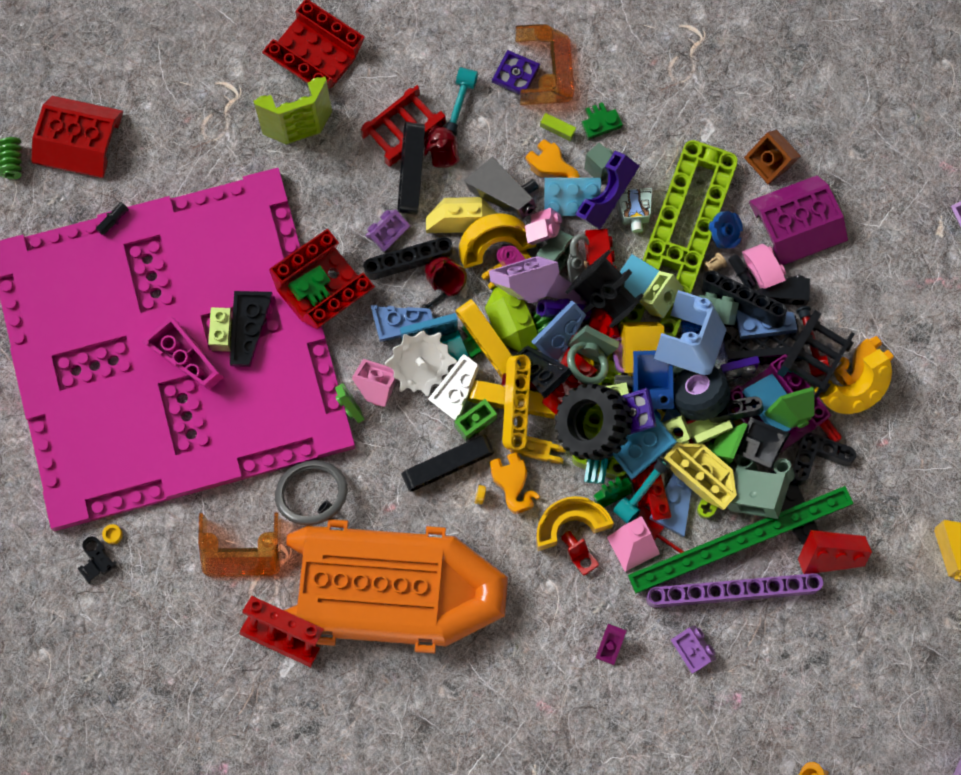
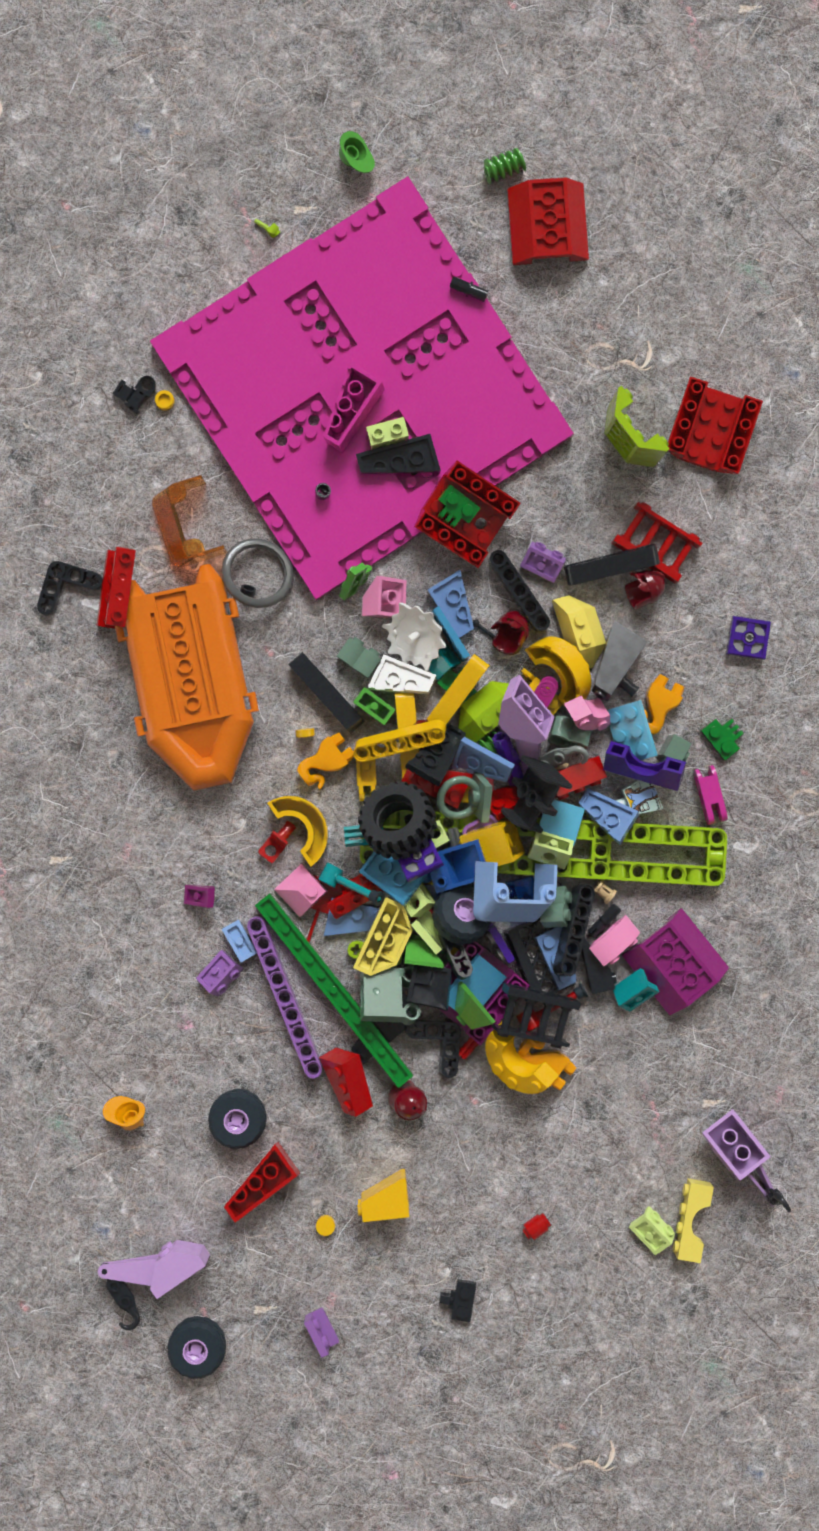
camera: 70 degrees right, 15 degrees up
(251, 684) = (65, 575): none -> black beam
(252, 403) = (325, 489): none -> hinge
(423, 422) = (359, 657): none -> sand green brick
(465, 79) = (725, 590): teal piece -> none
(556, 86) = (749, 687): clear orange windscreen -> none
(558, 127) = (703, 696): lime piece -> none
(613, 492) = (349, 861): green hinge -> none
(643, 235) = (609, 814): none -> medium blue wing
(651, 145) = (710, 795): none -> dark pink piece
(666, 619) = (239, 940): none -> light blue plate
(718, 229) = (638, 886): blue plate -> none
(772, 156) = (735, 918): dark orange slope -> none
(815, 262) = (634, 990): none -> teal panel
(844, 672) = (237, 1118): none -> black wheel
(869, 502) = (405, 1098): none -> dark red helmet
(914, 664) = (266, 1179): none -> red wedge

